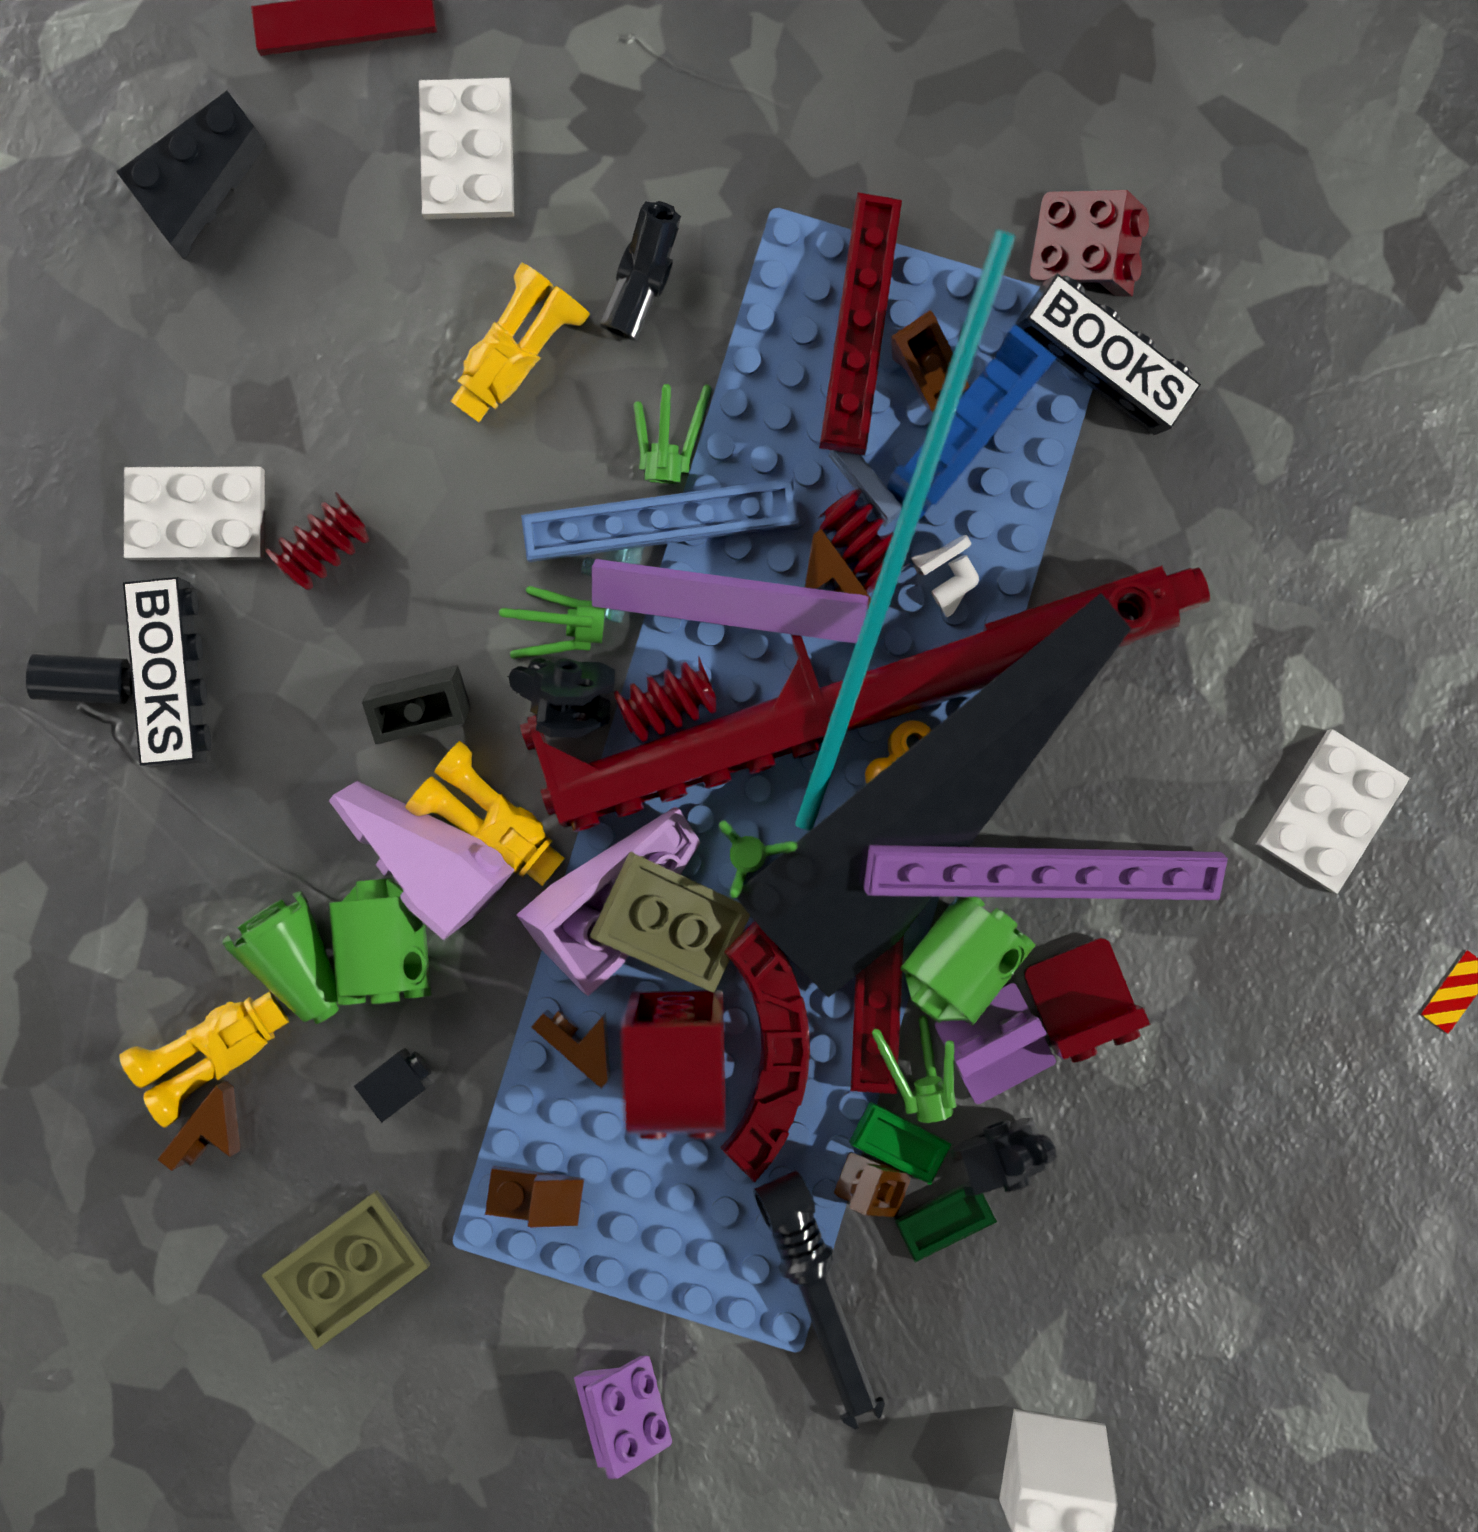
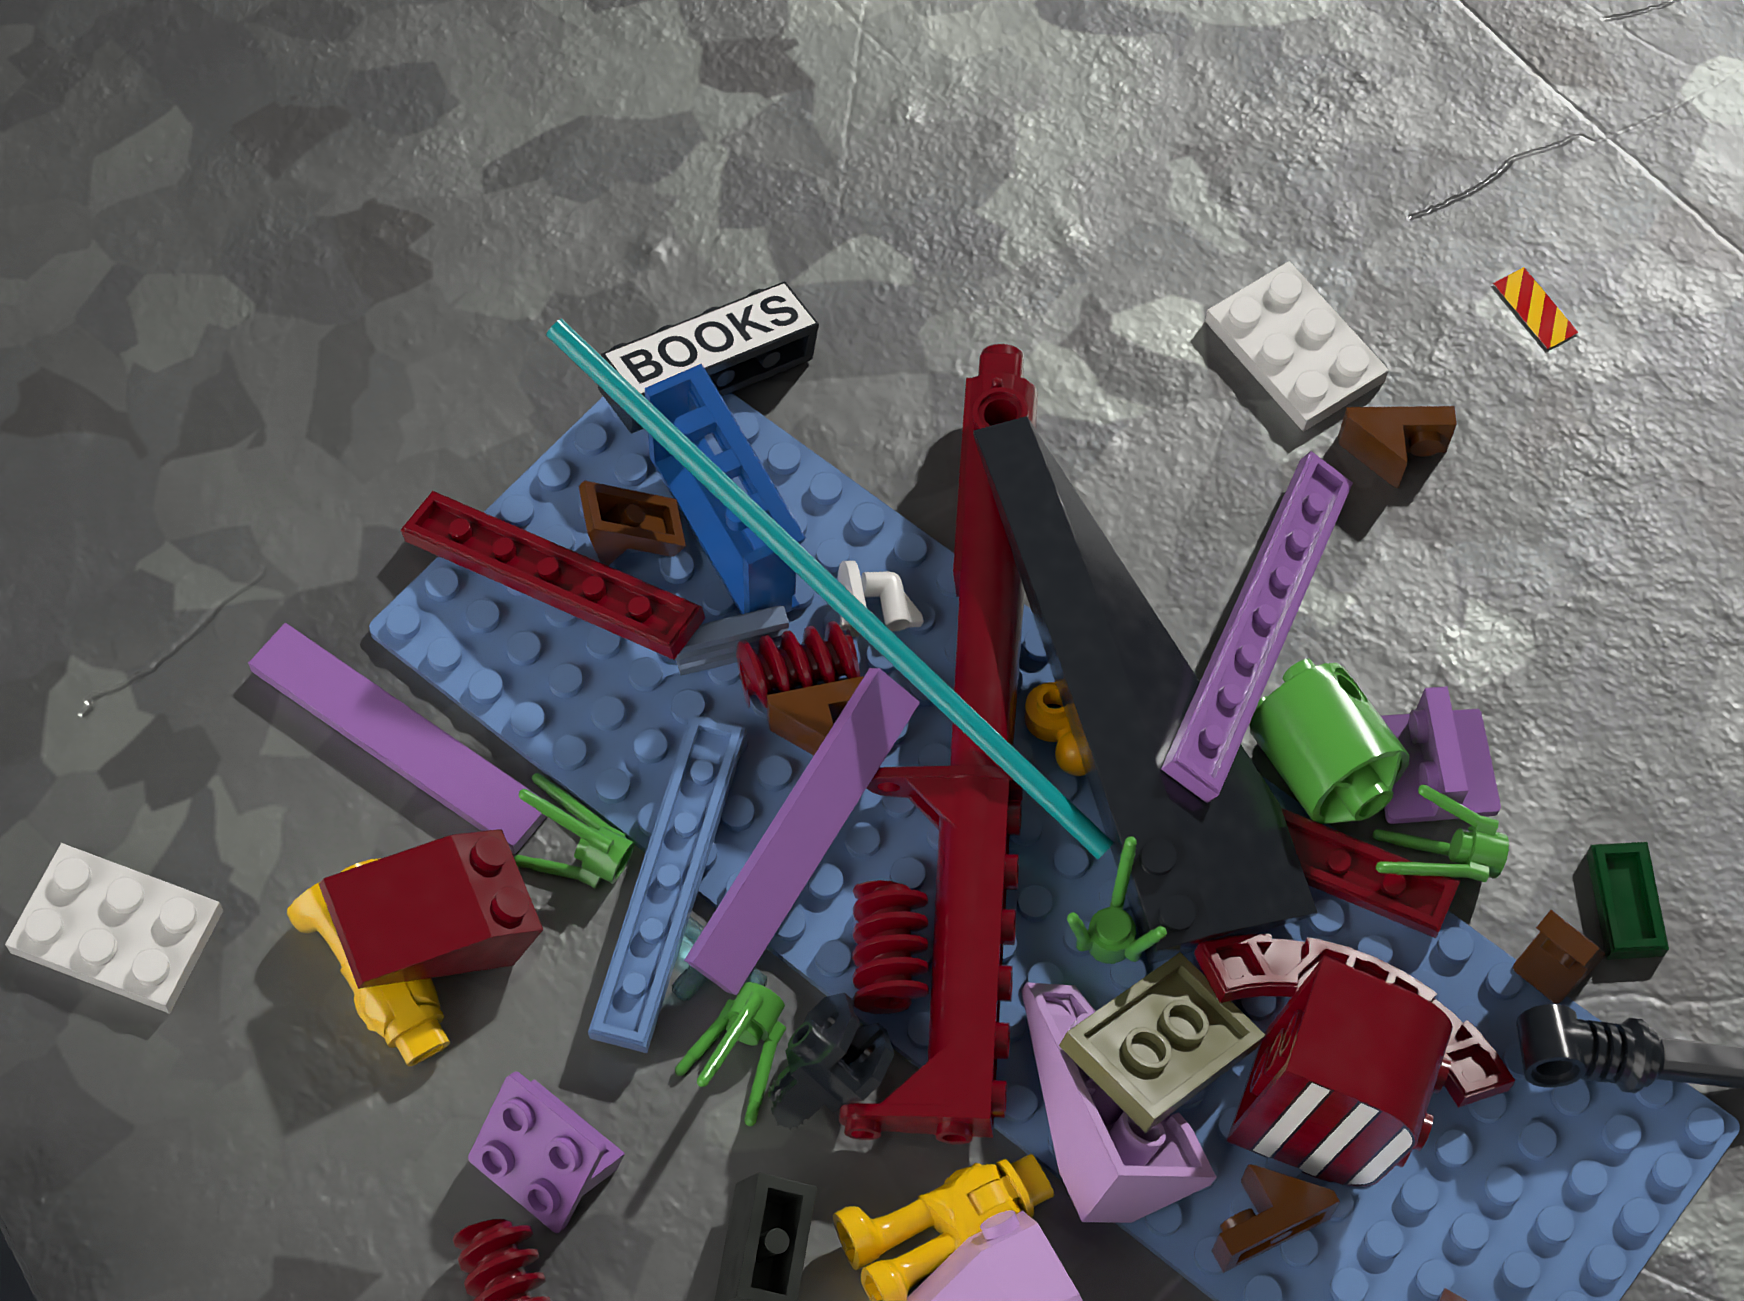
camera: 70 degrees left, 25 degrees down
(427, 524) = (541, 1151): none -> medium lavender bracket
(554, 363) = (433, 910): none -> dark red slope
(642, 270) = (367, 779): black piece -> none
(695, 271) = (396, 735): none -> medium lavender tile
(900, 1143) = (1514, 909): green tile -> none
(1004, 1156) = (1574, 787): black hinge -> none
(1084, 1000) = (1421, 647): dark red bracket -> none
(1091, 238) = (593, 315): bracket -> none
(1270, 909) = (1386, 434): none -> reddish brown slope

